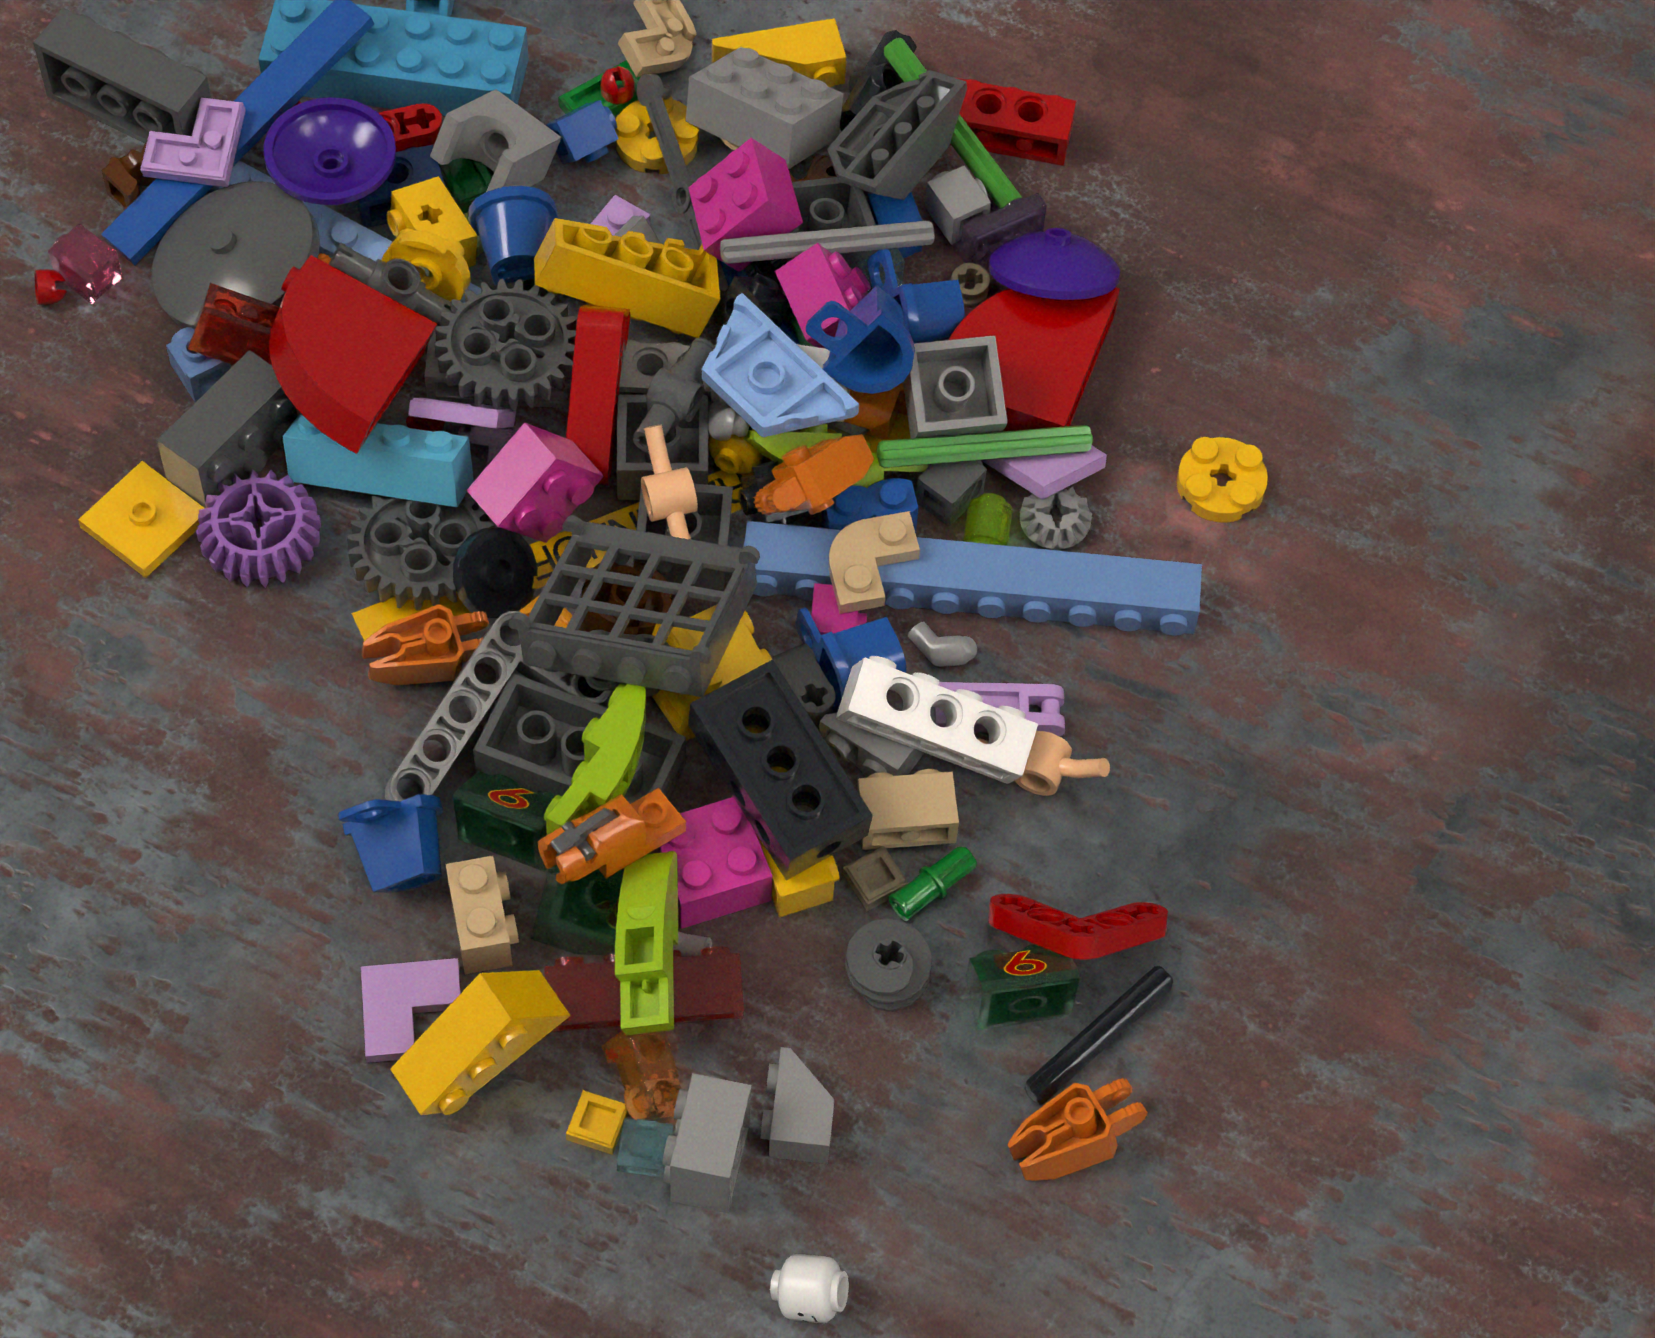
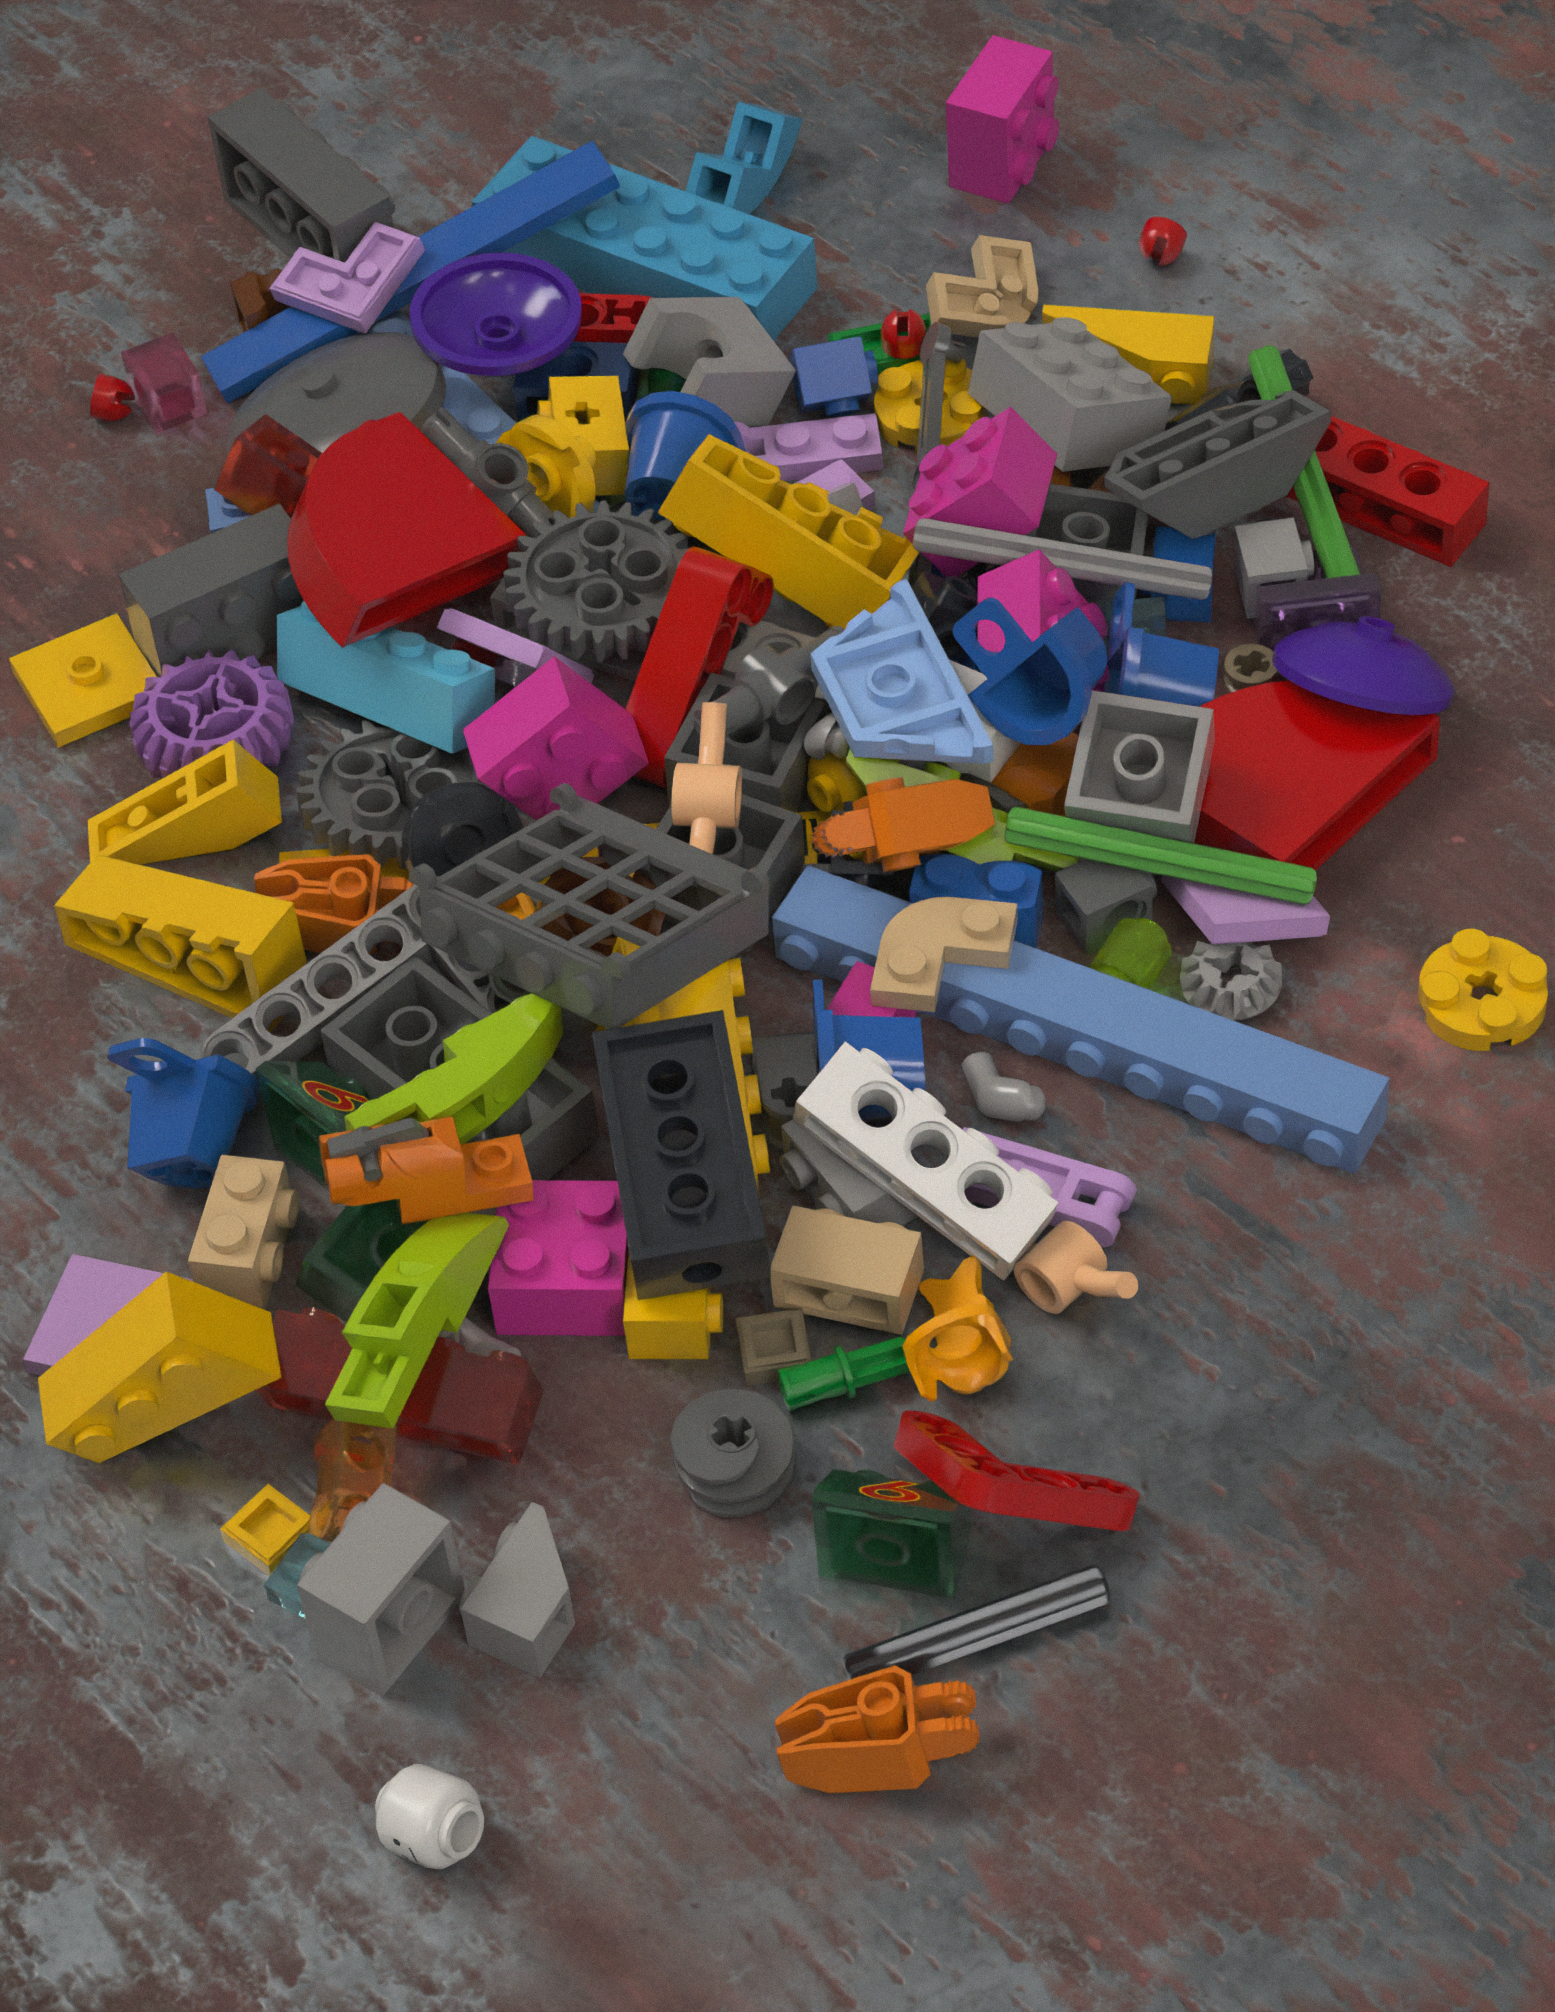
camera: 30 degrees right, 10 degrees down
(277, 605) = (192, 811): none -> yellow slope
(327, 702) = (183, 933): none -> yellow wedge
(593, 187) = (812, 445): none -> lavender plate
(1006, 837) = (968, 1332): none -> light orange hair

